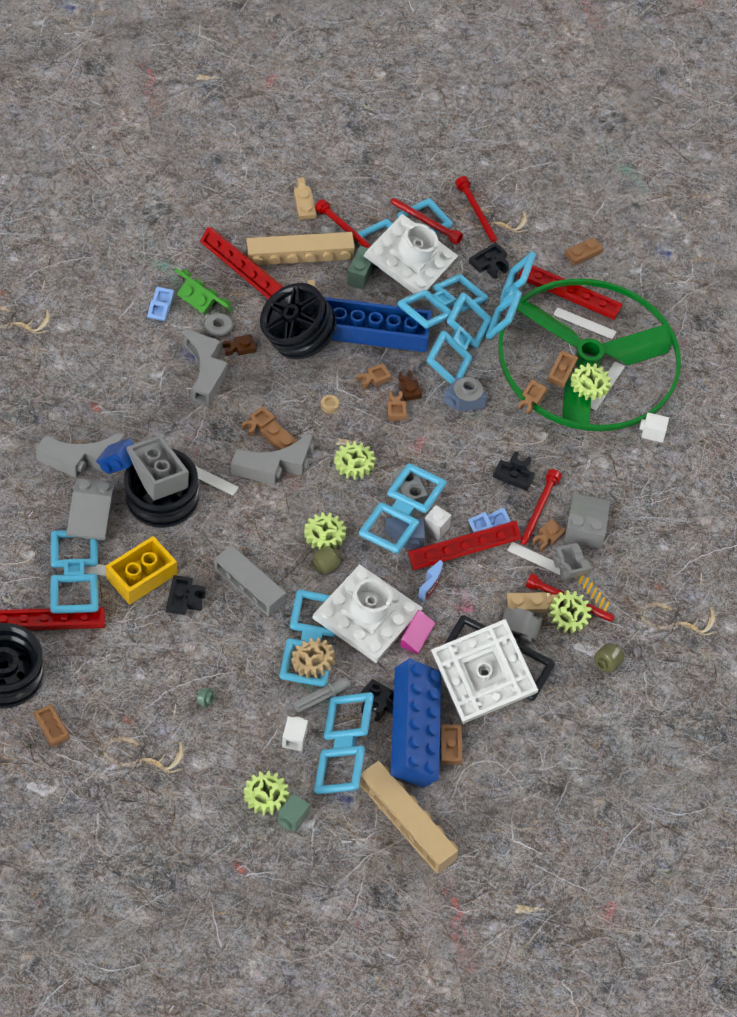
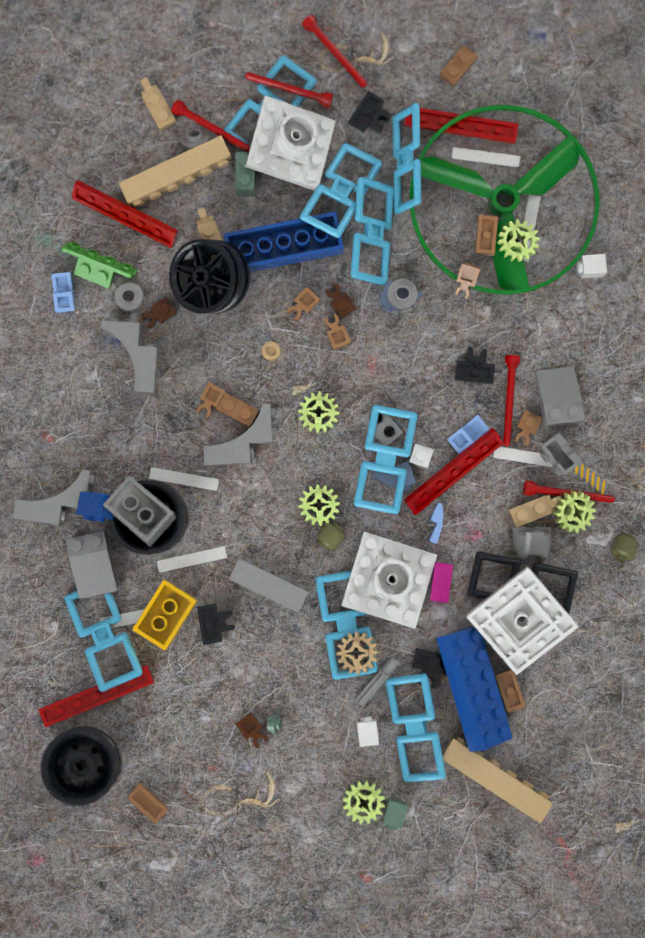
camera: 15 degrees left, 30 degrees up
(182, 694) = (250, 727): none -> reddish brown plate
(187, 541) = (192, 559): none -> white sticker

